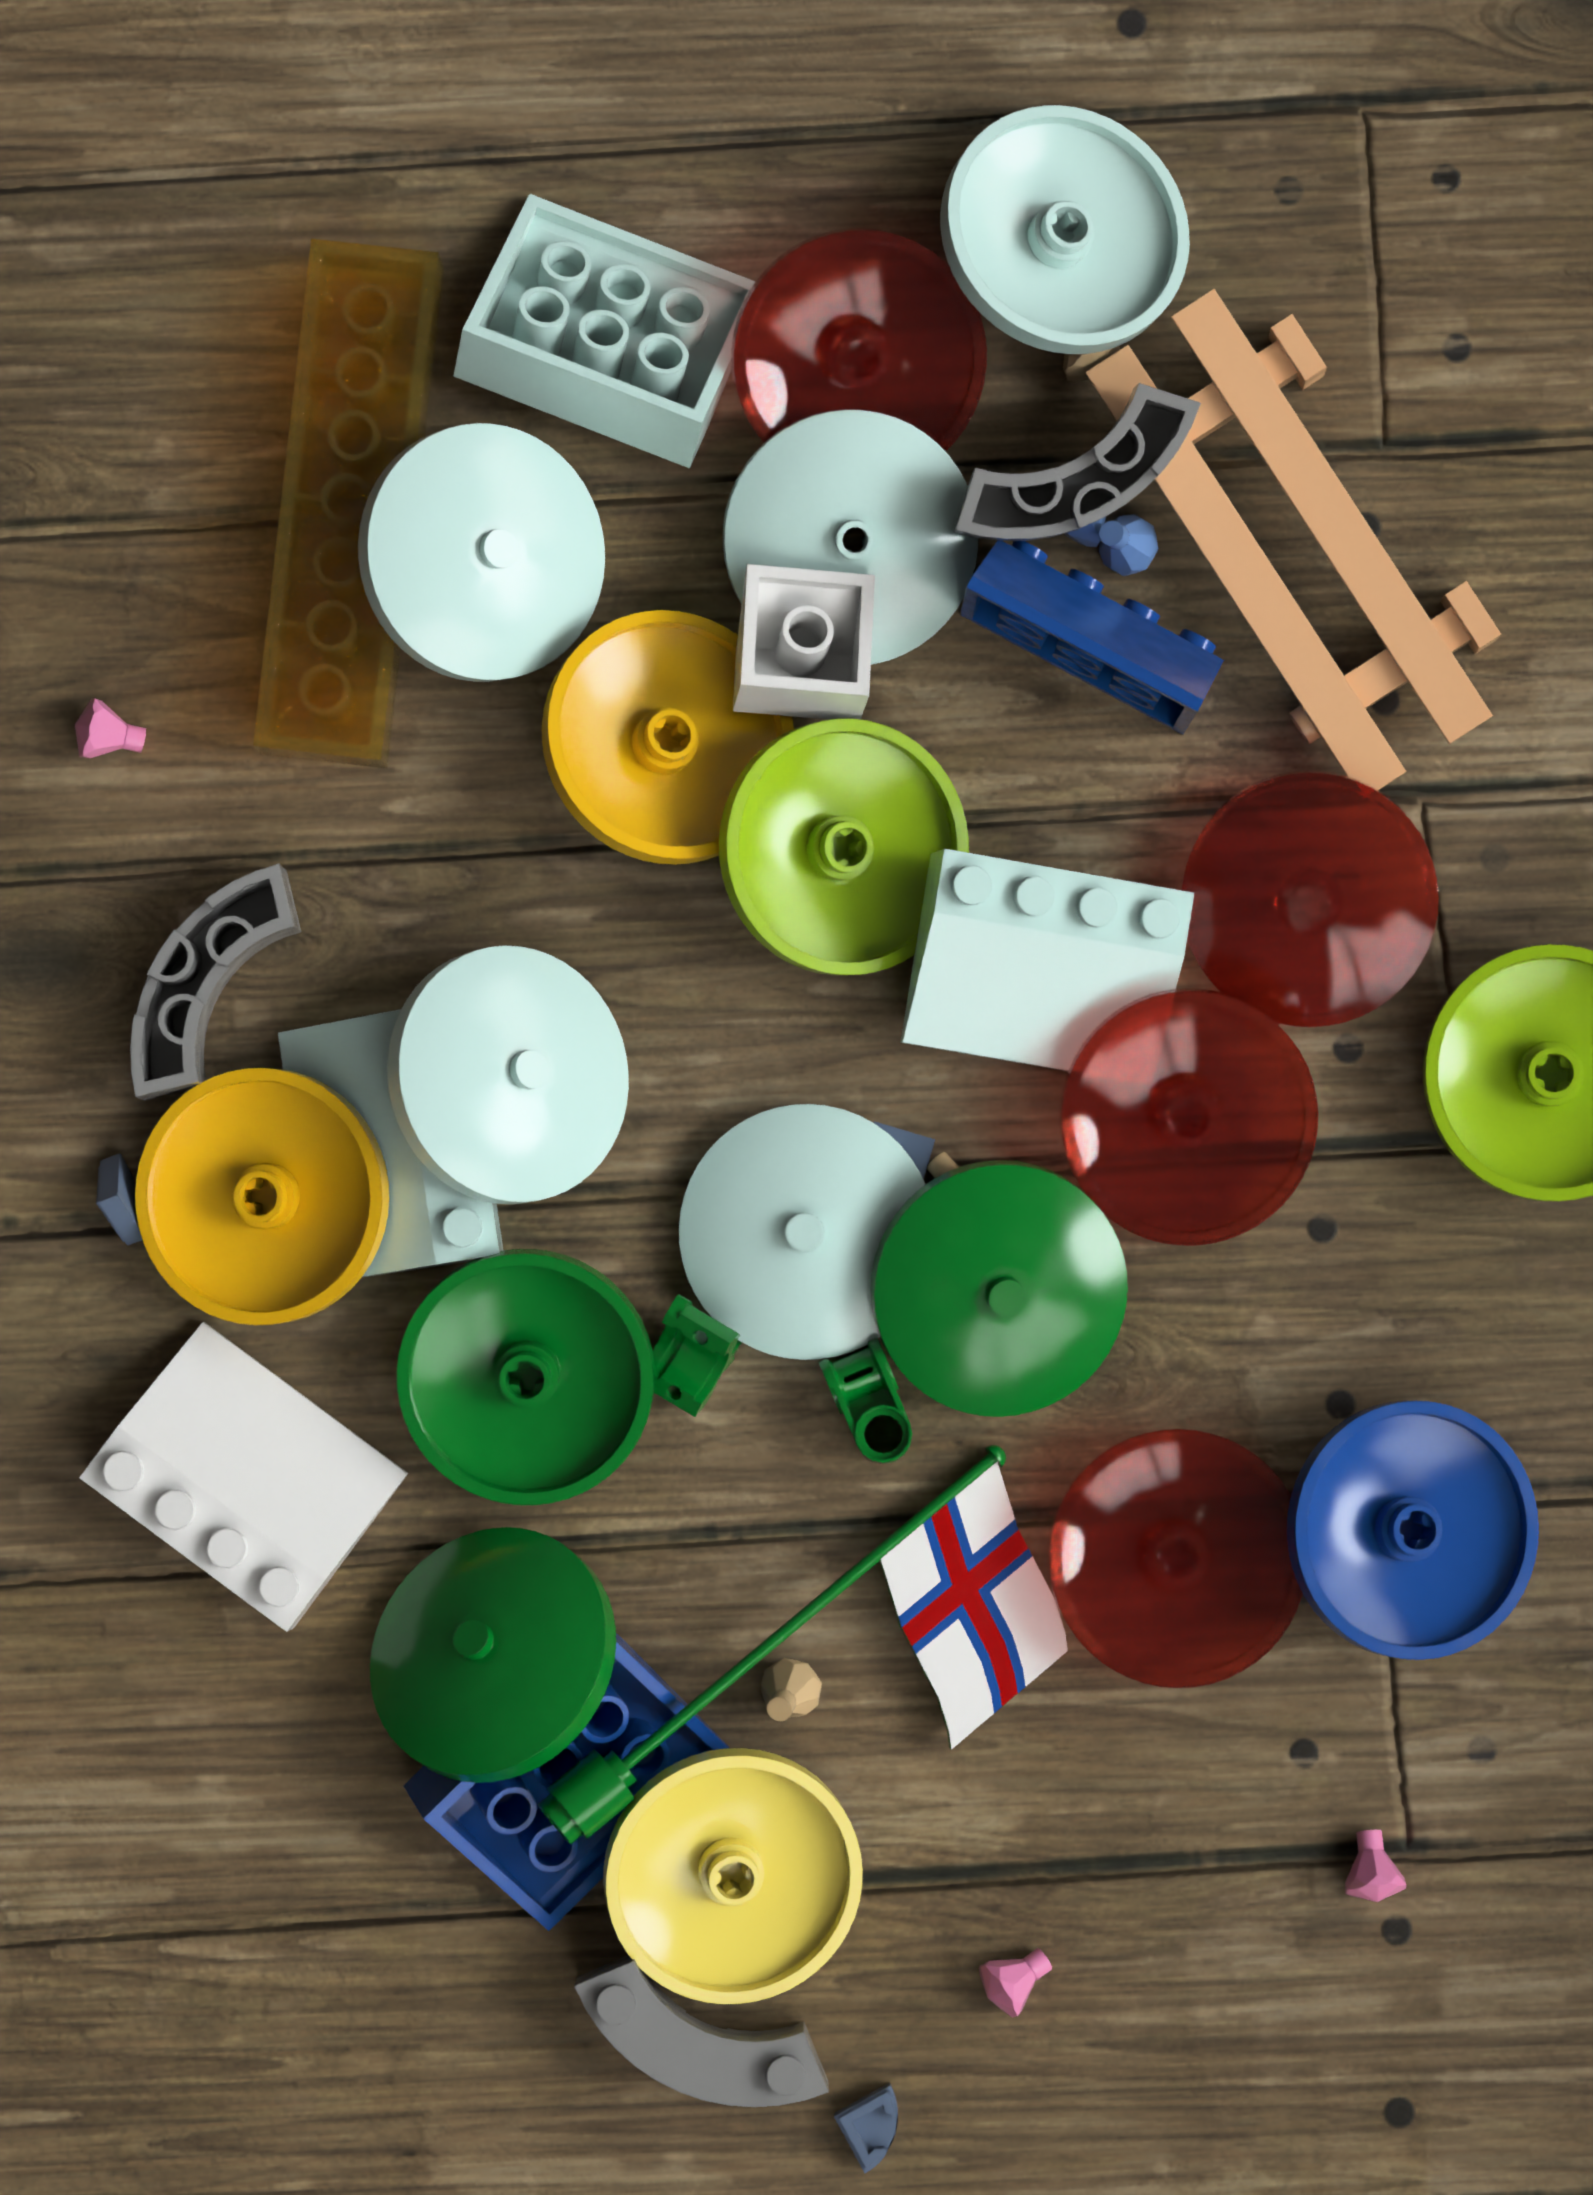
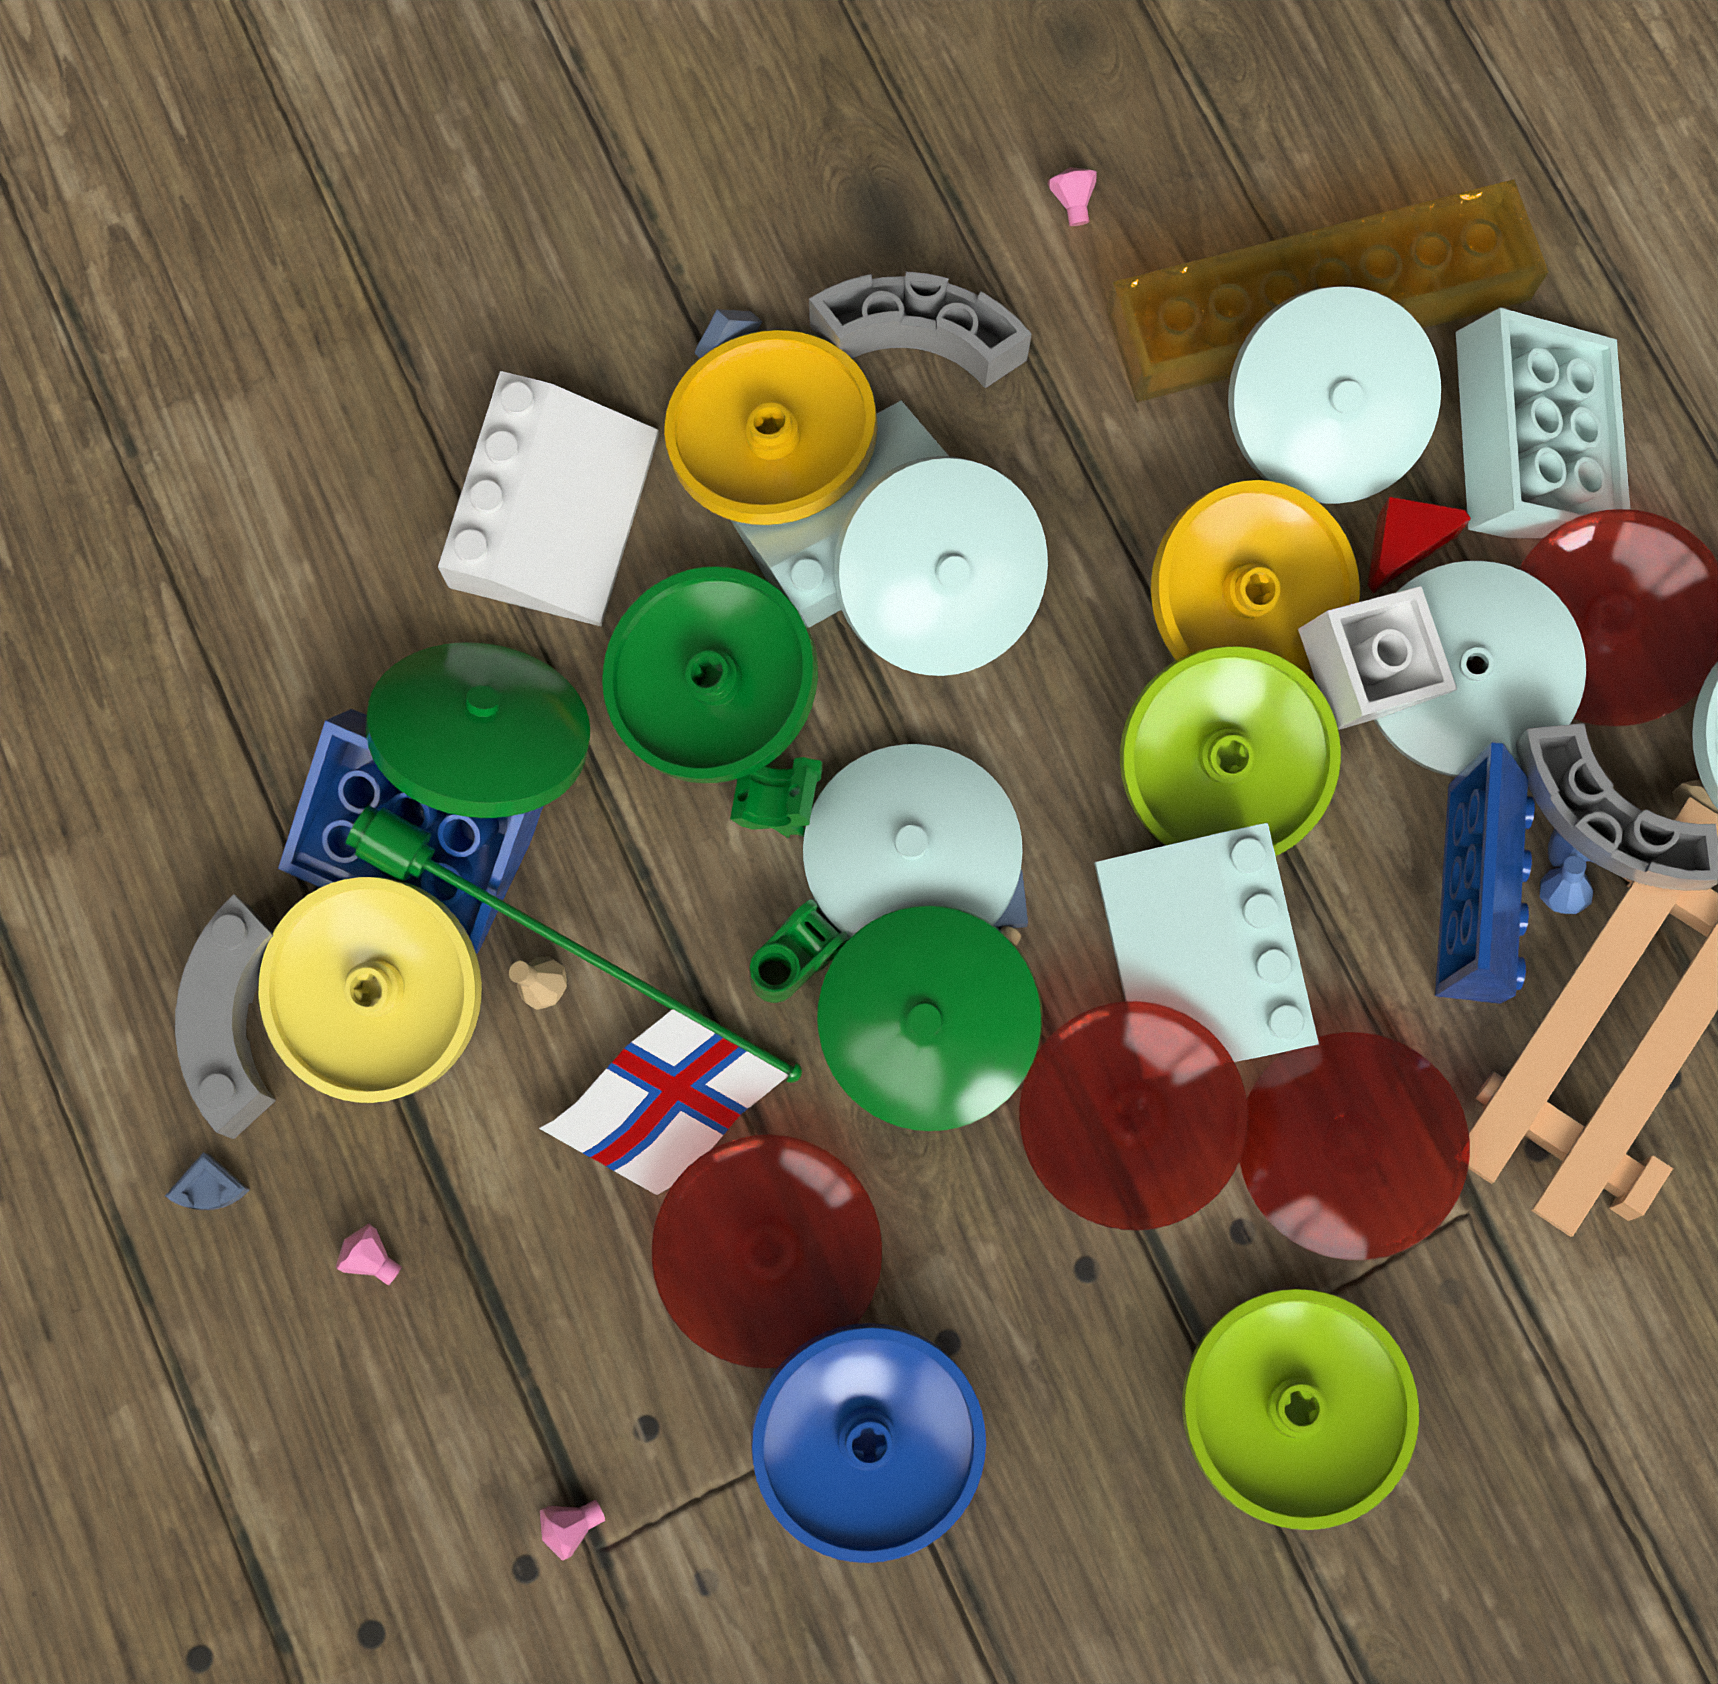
camera: 65 degrees right, 10 degrees down
(670, 540) = (1409, 534): none -> red slope

